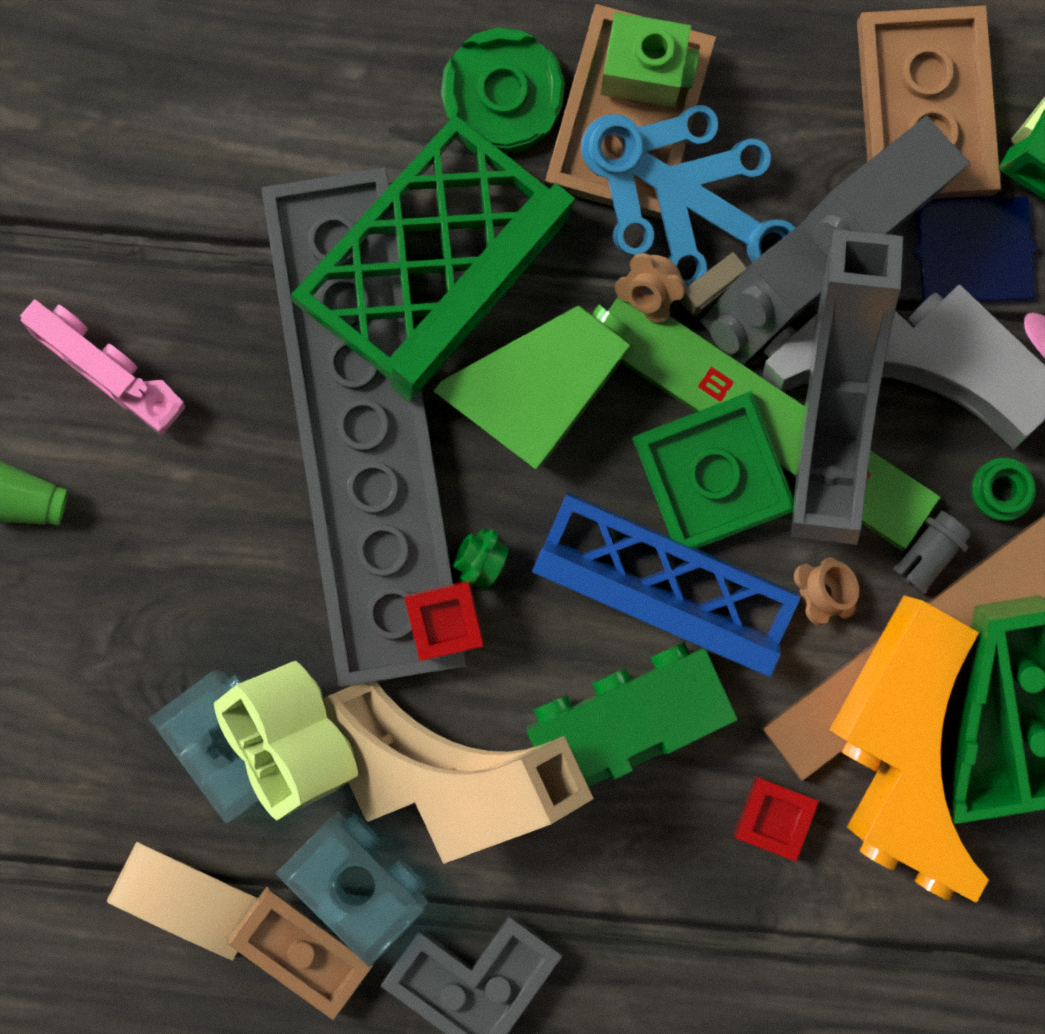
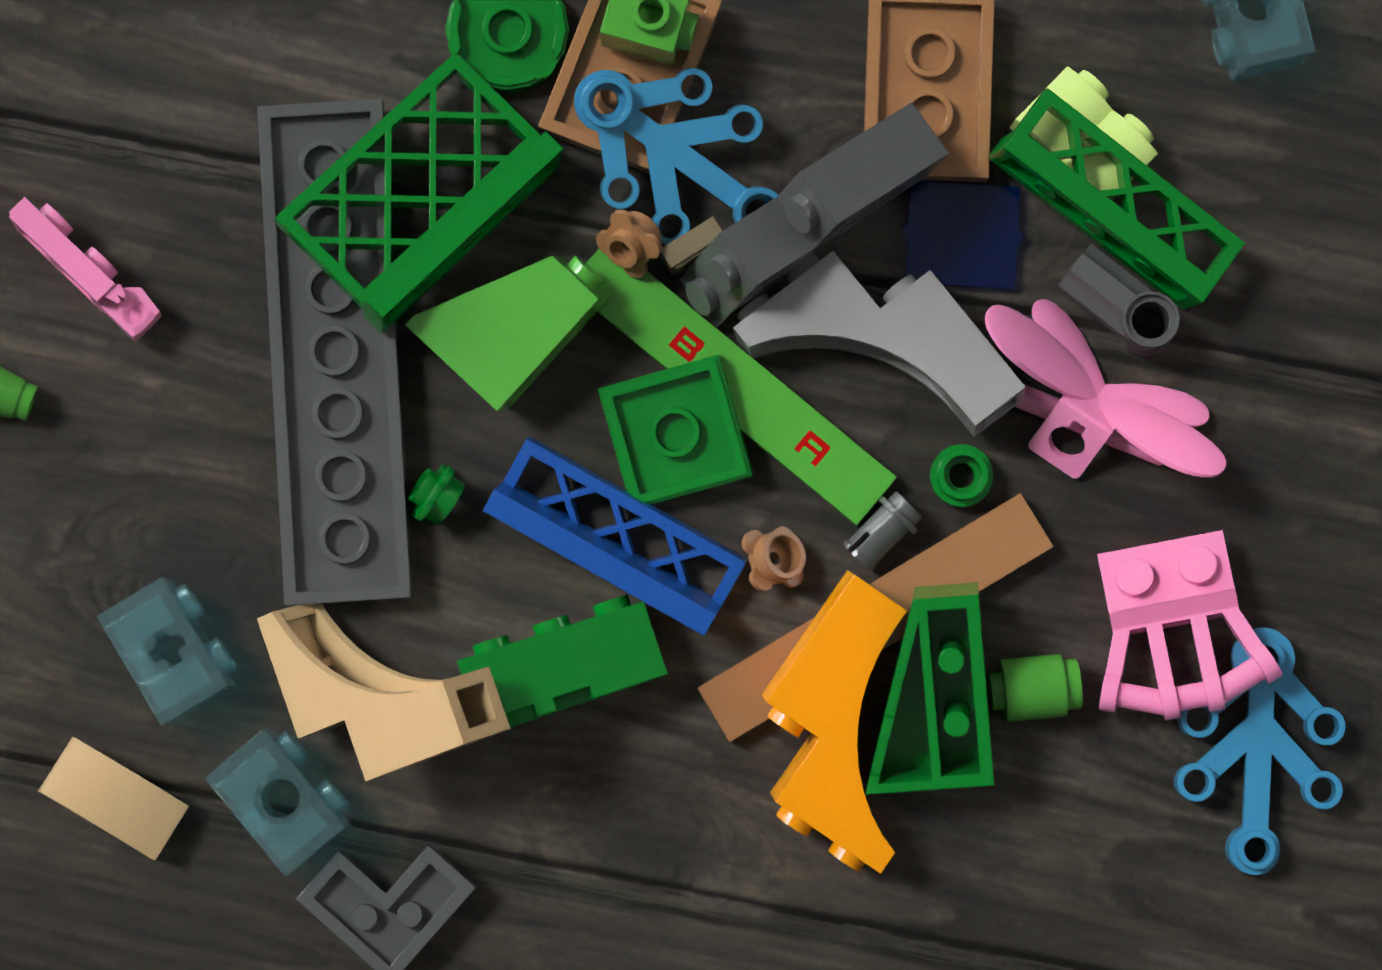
camera: 10 degrees right, 0 degrees up
(285, 739) = (227, 648): yellowish green brick -> none
(299, 953) = (220, 859): medium nougat plate -> none
(444, 620) = (392, 549): red plate -> none
(775, 818) = (699, 776): red plate -> none
(844, 384) = (797, 361): dark grey arch -> none

